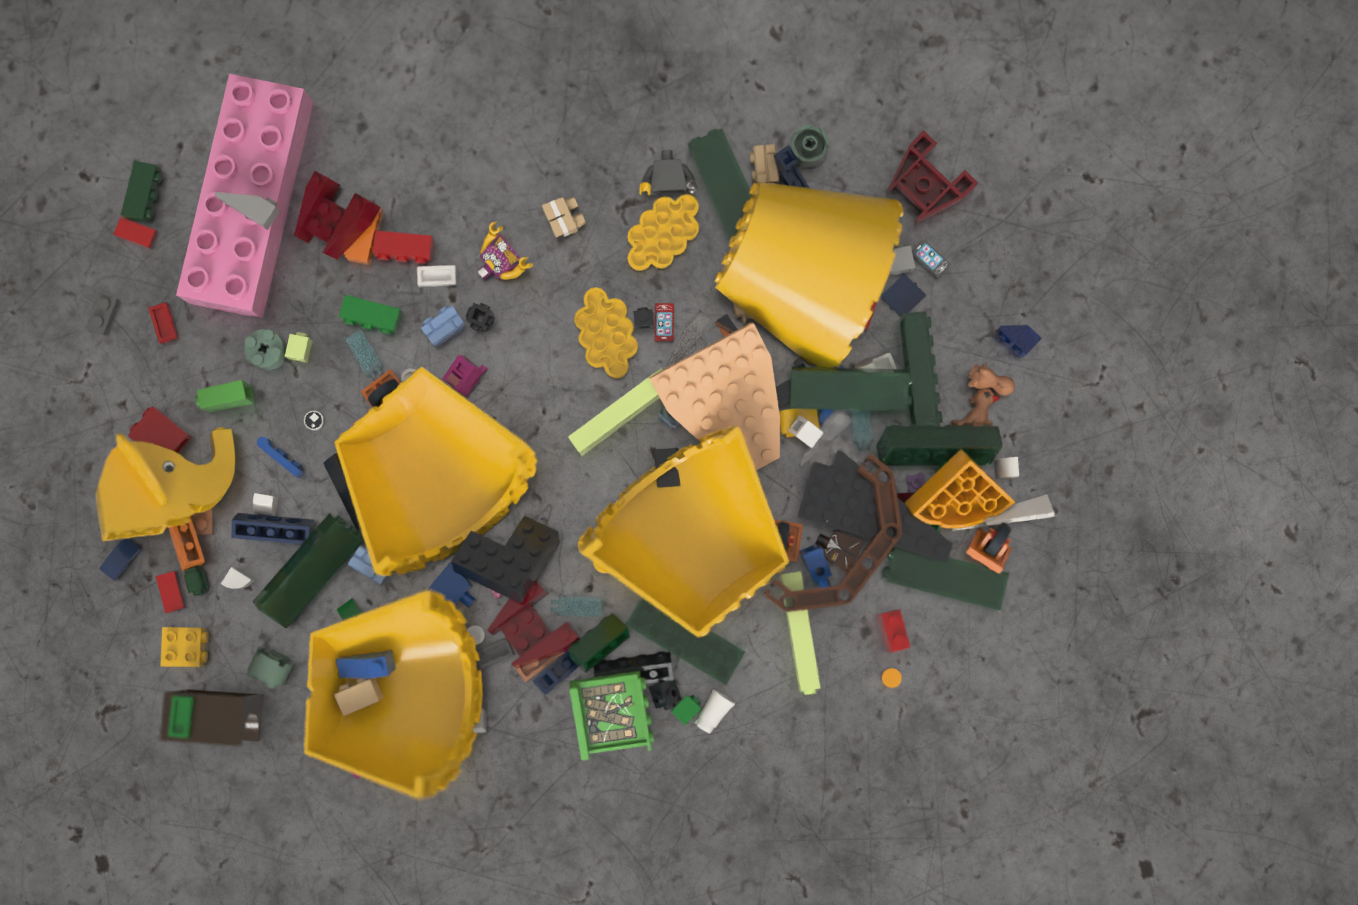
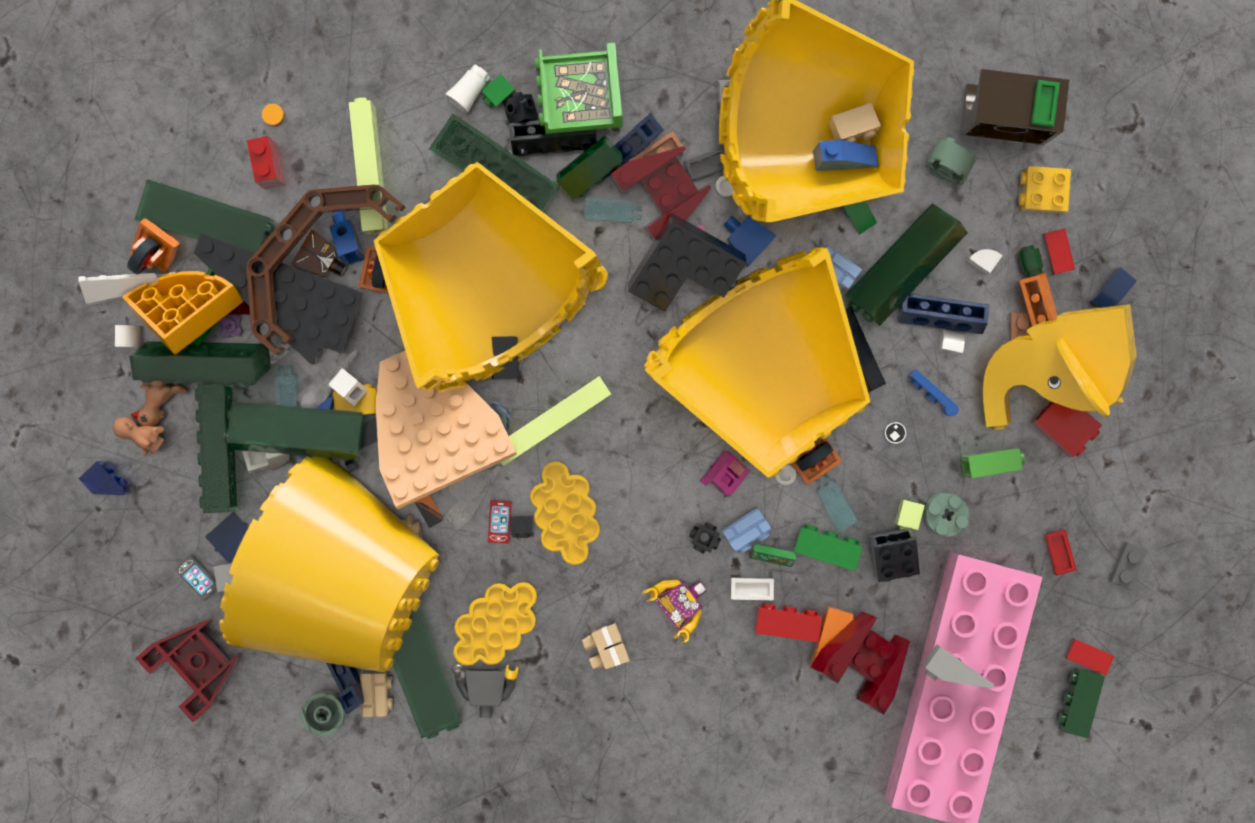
camera: 175 degrees right, 5 degrees up
(309, 310) = (895, 555): none -> black brick
(418, 305) = (773, 555): none -> green tile

